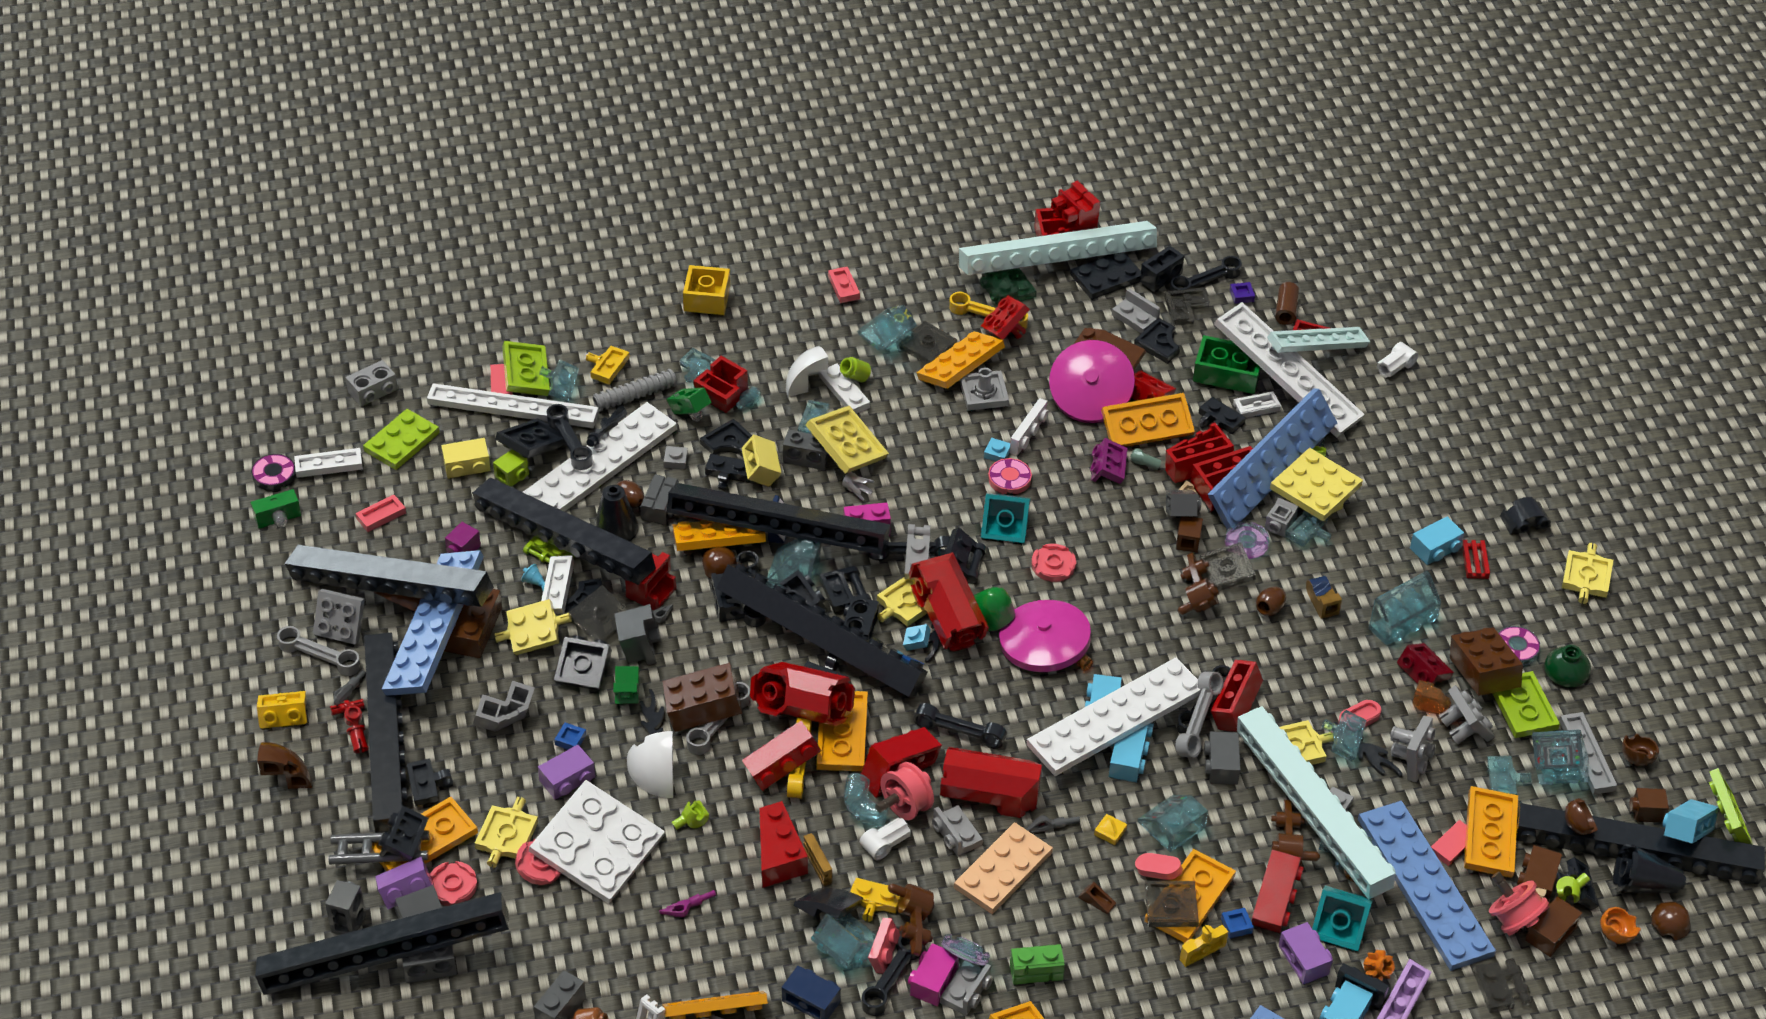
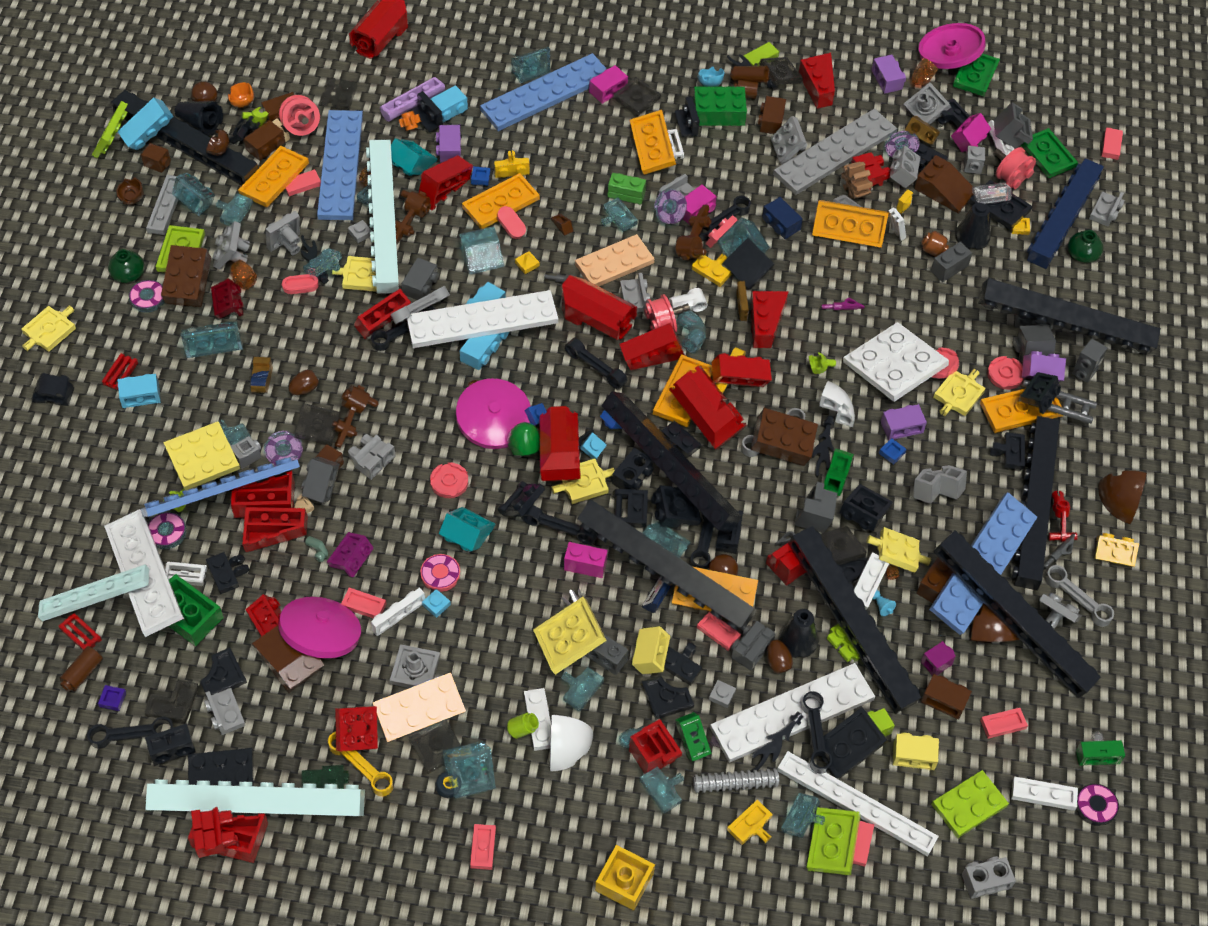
camera: 160 degrees left, 10 degrees up
(445, 510) = (946, 696): none -> reddish brown piece
(917, 549) = (560, 507): light grey plate -> none
(995, 647) = (534, 412): none -> blue plate
(1028, 927) = (619, 215): none -> clear light blue plate
(1068, 430) = (363, 603): none -> coral tile
(1146, 552) = (372, 456): none -> light grey hips
(1148, 420) = (293, 577): light orange plate -> none
(1171, 904) = (520, 189): clear smoke plate -> none
(1400, 357) = (26, 573): white piece -> none

